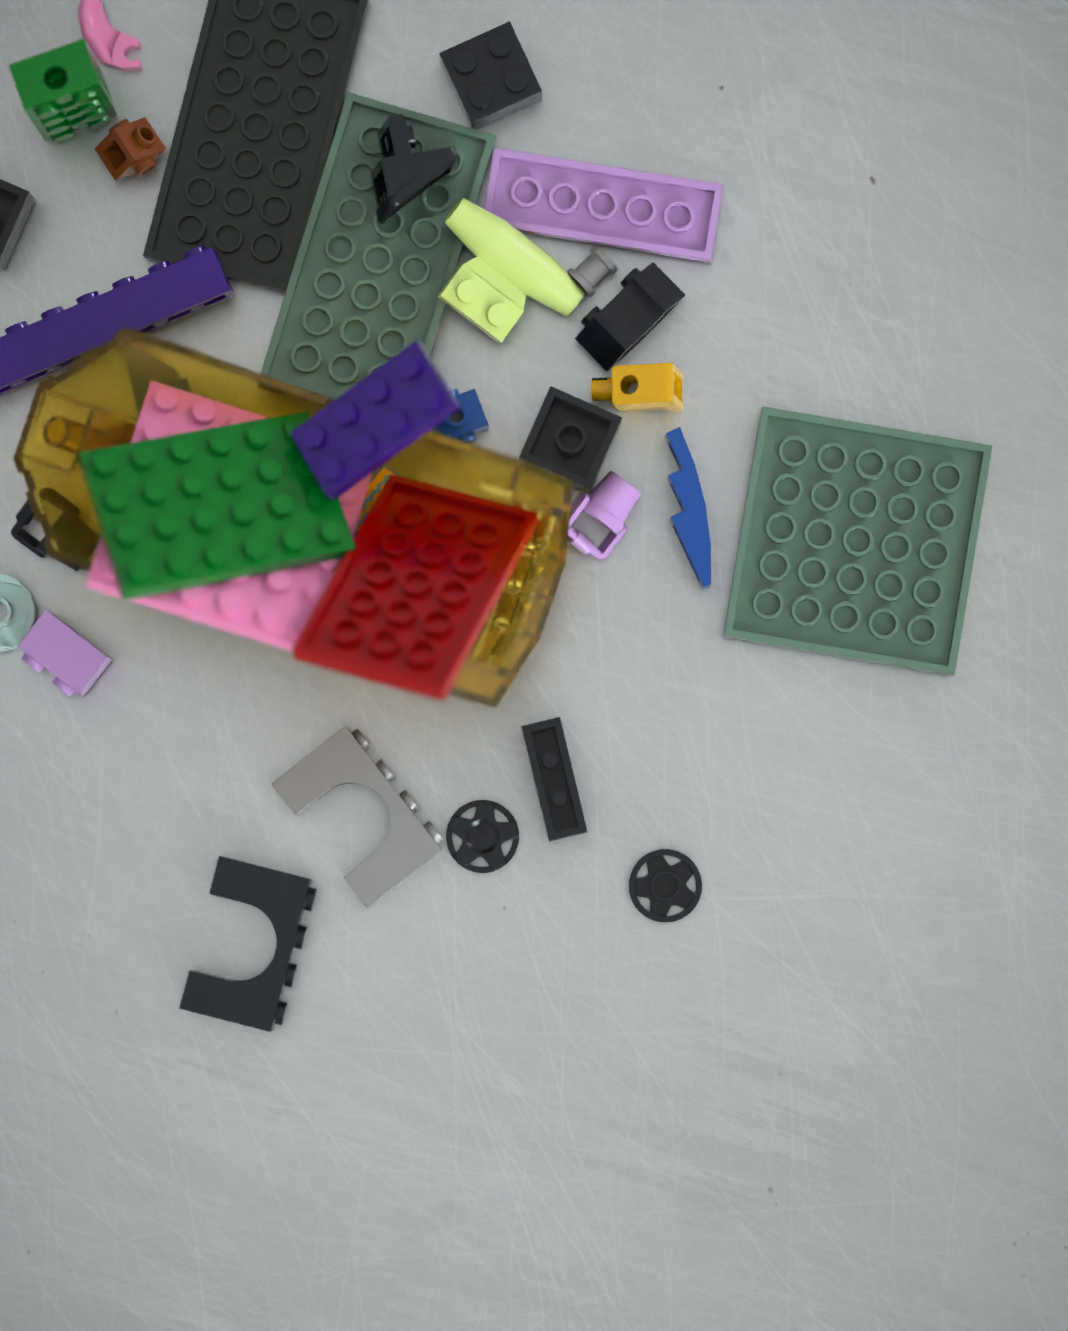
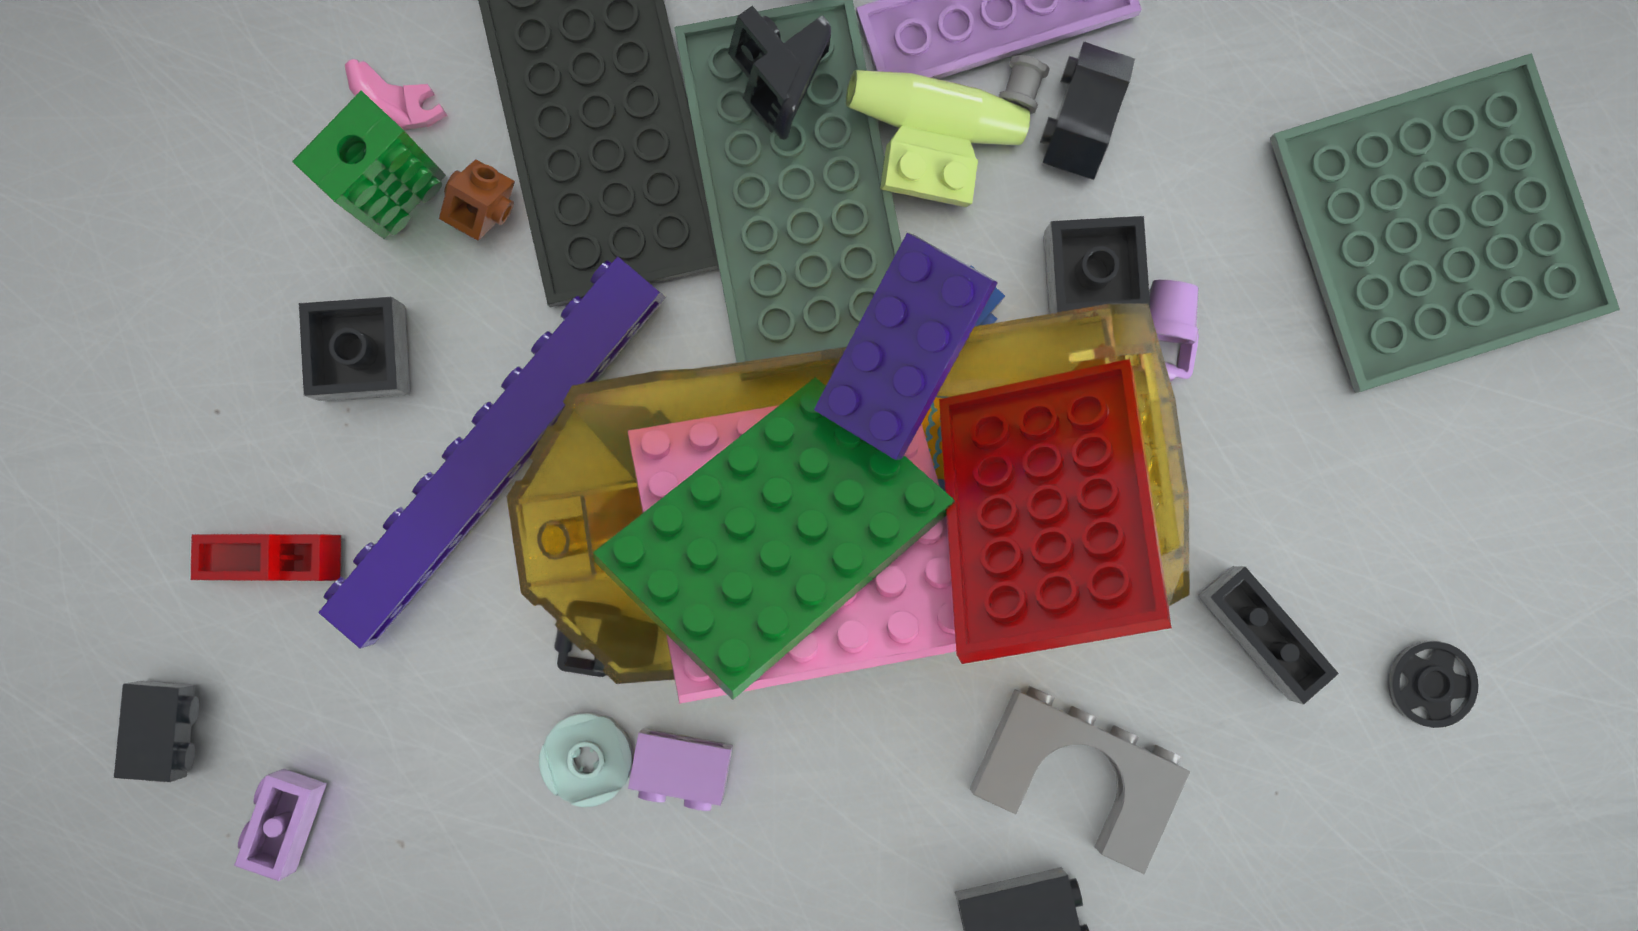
camera: 30 degrees left, 0 degrees up
(482, 836) = (1216, 730): black wheel -> none
(657, 390) = (1158, 165): yellow torso -> none
(691, 523) = (1266, 291): blue slope -> none

